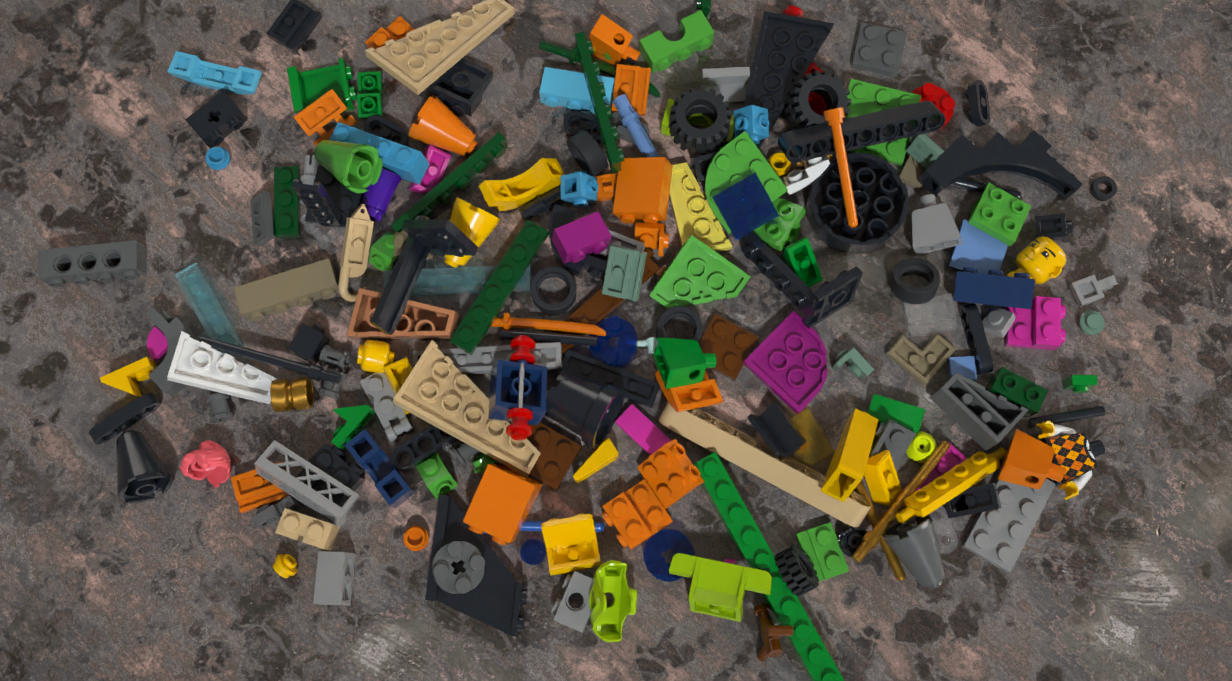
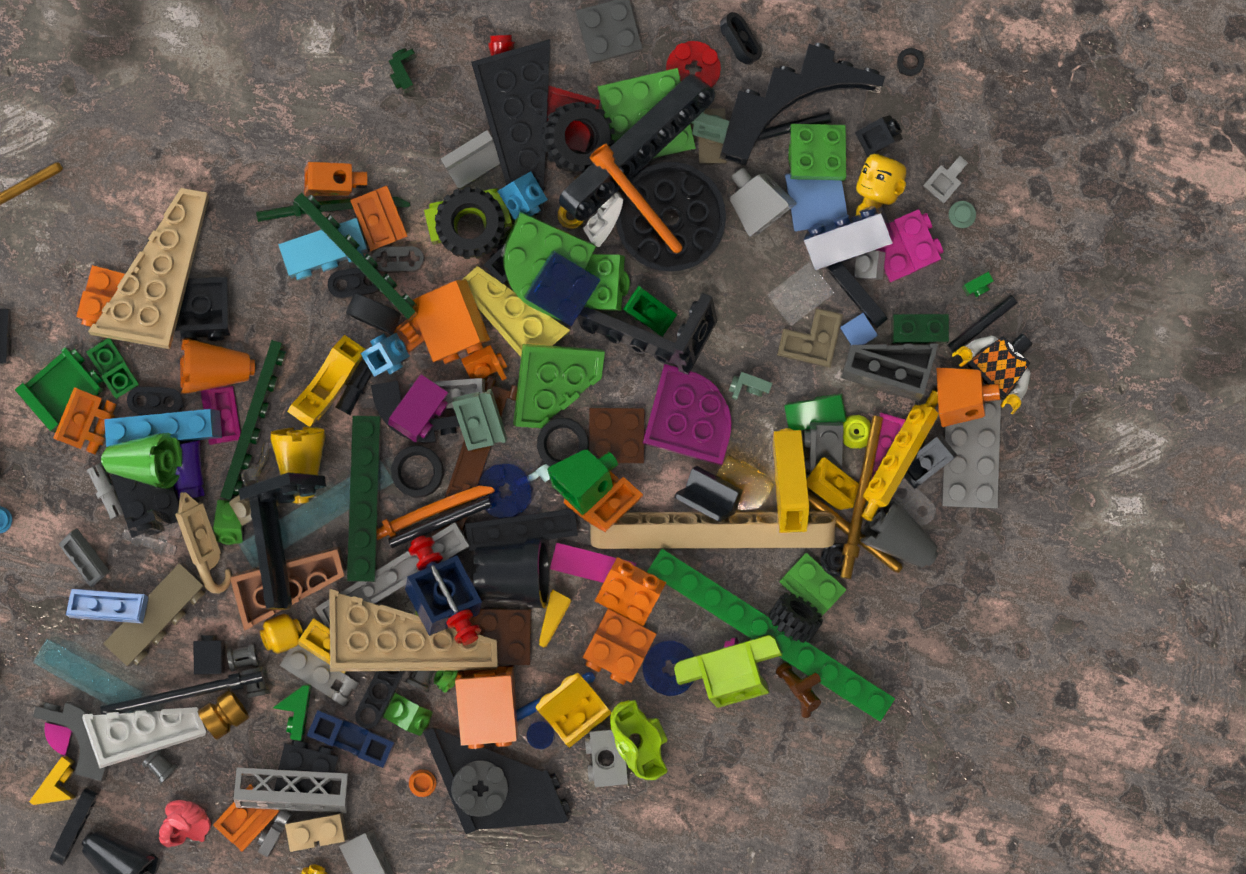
camera: 25 degrees left, 10 degrees up
(255, 262) = (107, 606): none -> medium blue tile
(286, 203) = (96, 525): dark green plate -> none
(631, 121) = (402, 256): medium blue pin -> none
(661, 53) = (387, 159): bright green arch -> none
(918, 267) = (763, 250): black tyre -> none

